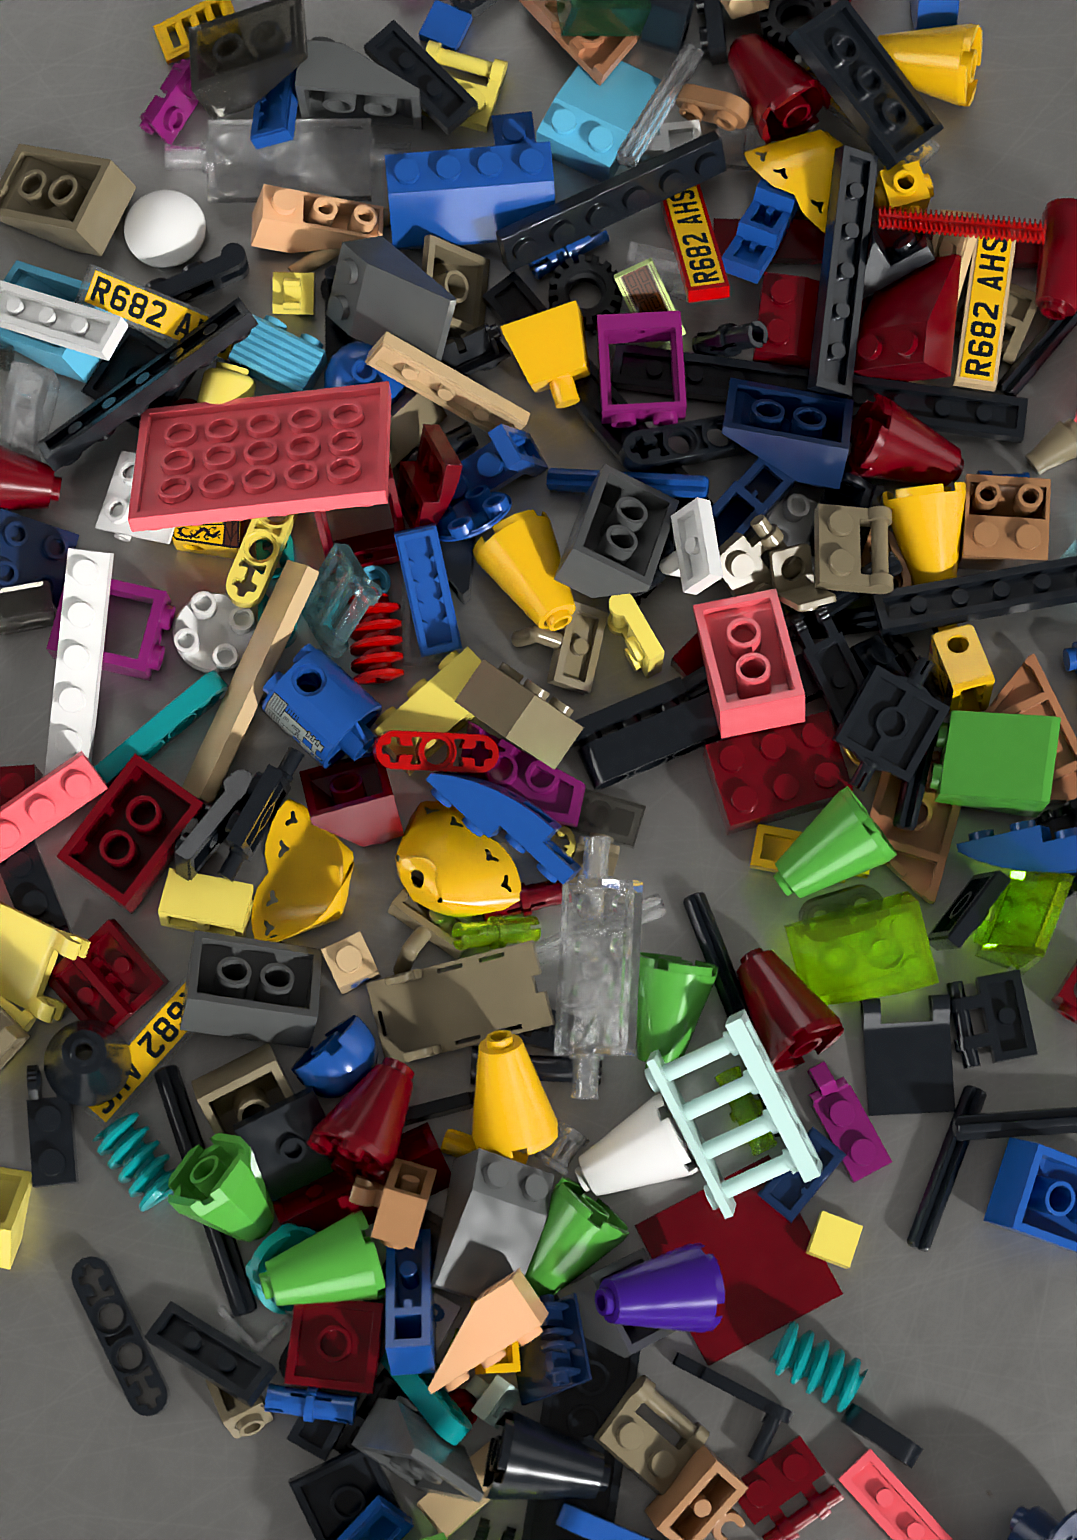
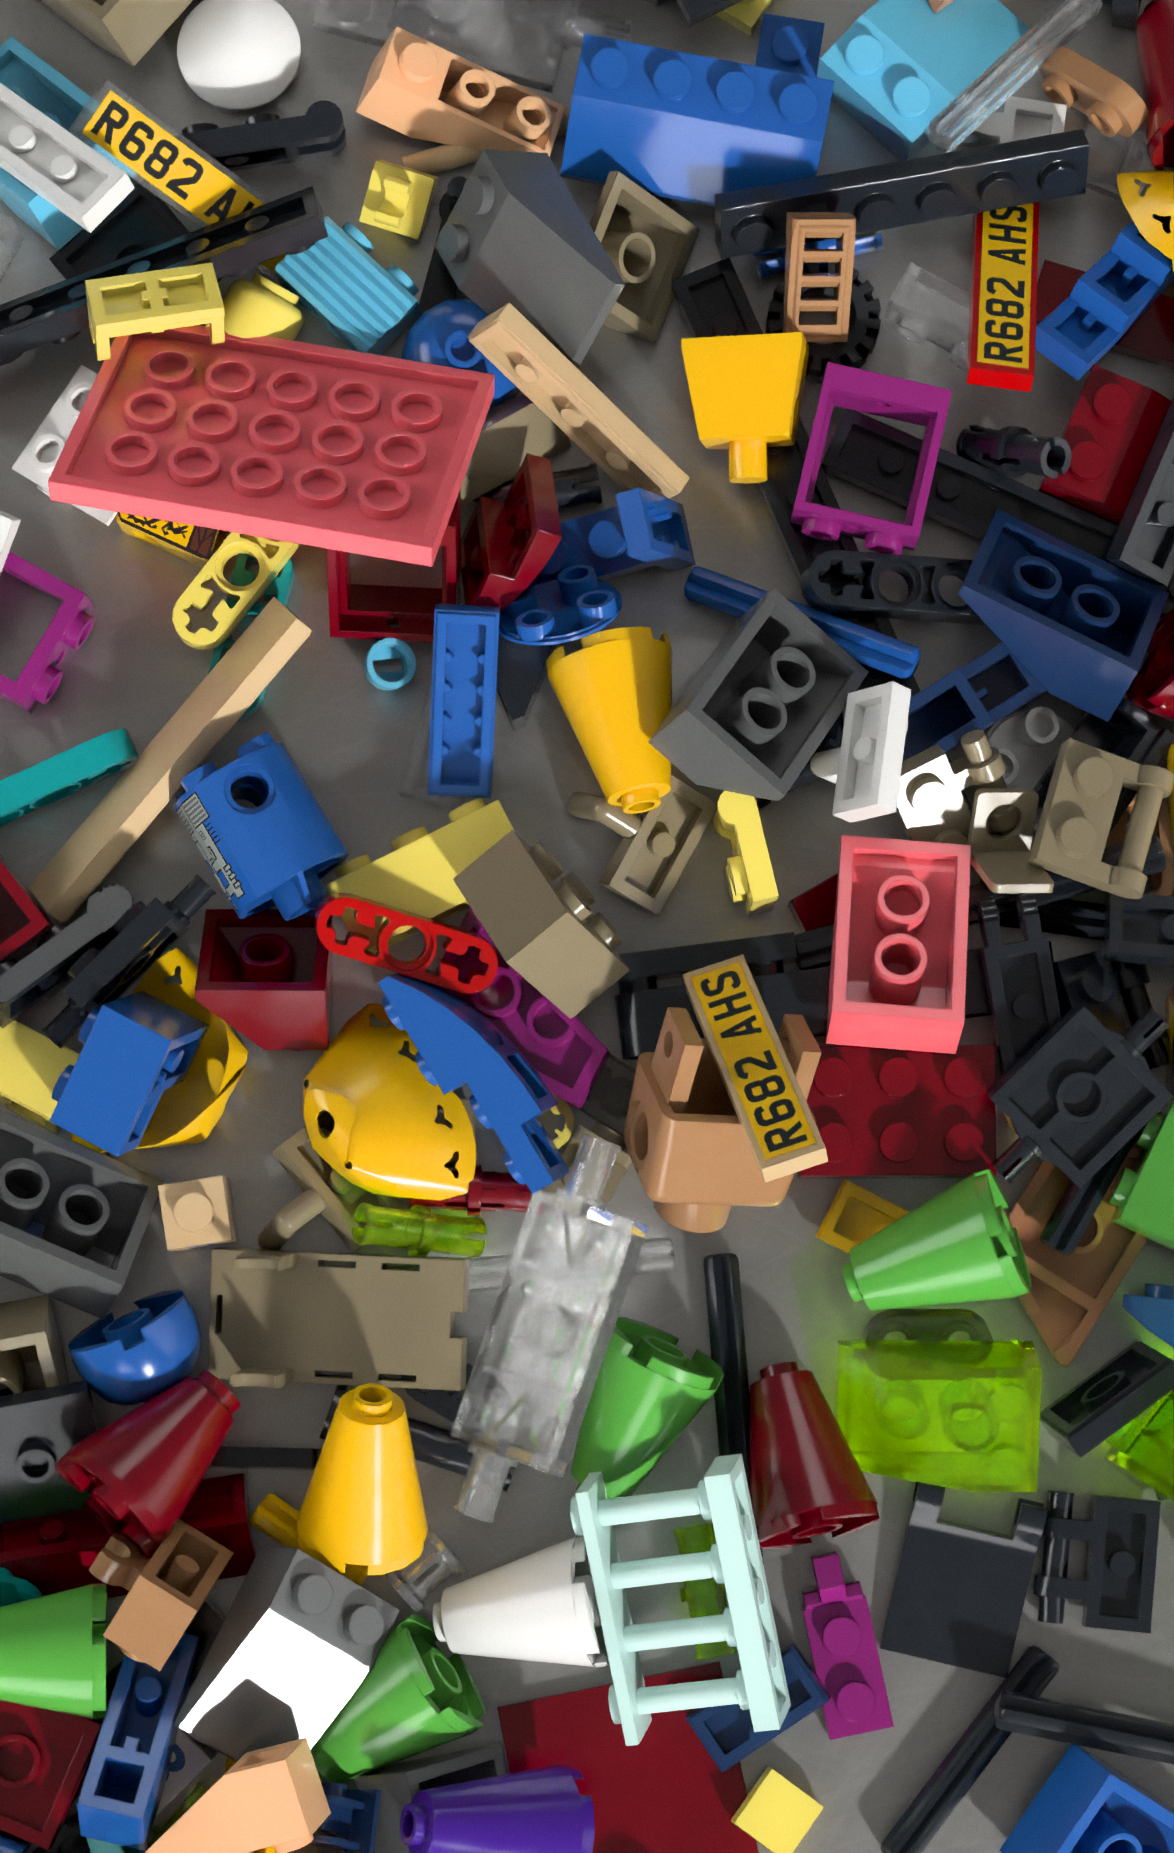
camera: 15 degrees right, 5 degrees up
(160, 395) = (153, 304): none -> light yellow hinge
(212, 632) = (138, 670): white dish -> none
(278, 882) = (126, 1063): none -> blue brick
(337, 581) = (336, 650): clear light blue plate -> none
(375, 643) = (368, 748): red piece -> none
(481, 351) = (647, 366): black hinge -> none
(563, 232) = (819, 225): none -> medium nougat slope
(645, 291) = (910, 346): tile -> none
(665, 808) = (688, 1132): none -> medium nougat piece
(681, 762) = (754, 1069): none -> tile

